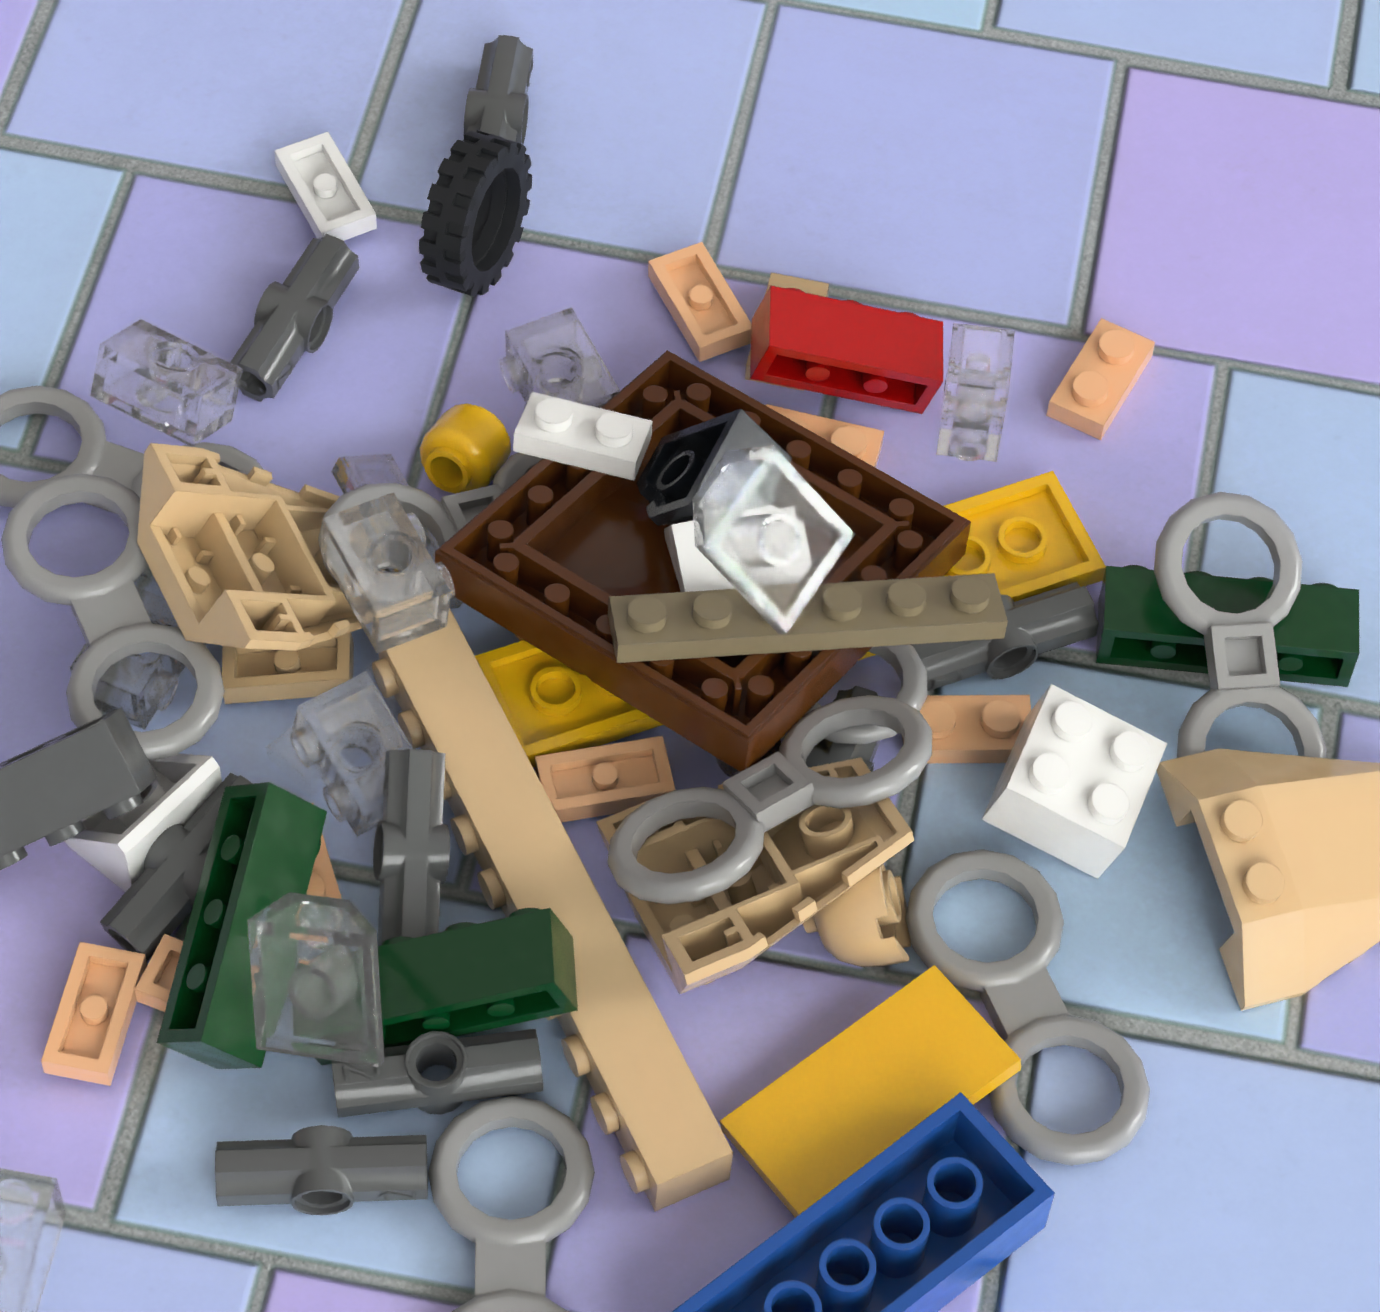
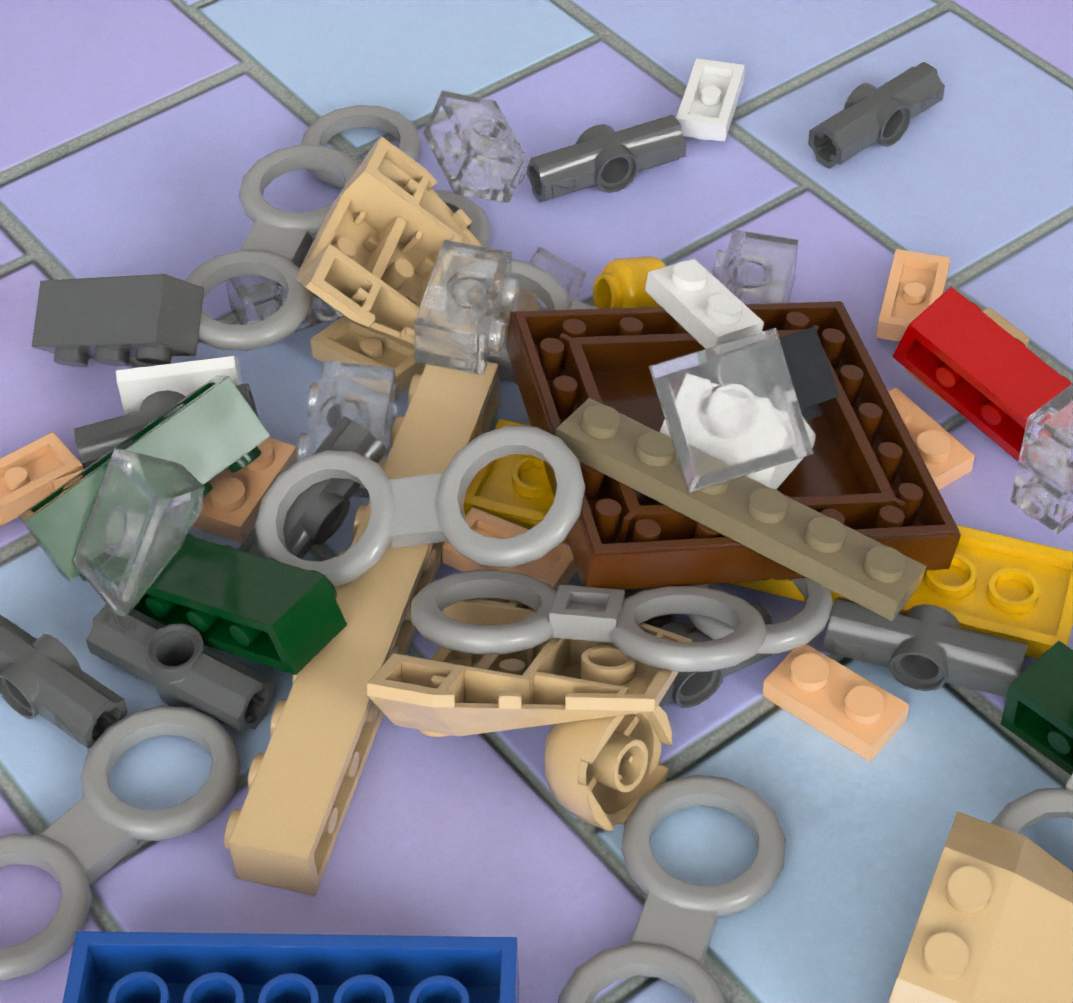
camera: 45 degrees right, 10 degrees down
(475, 213) = (751, 121): black tyre -> none
(549, 790) = (426, 506): none -> light grey bar
(868, 1089) = (542, 892): yellow tile -> none
(1075, 781) = (873, 782): white brick -> none

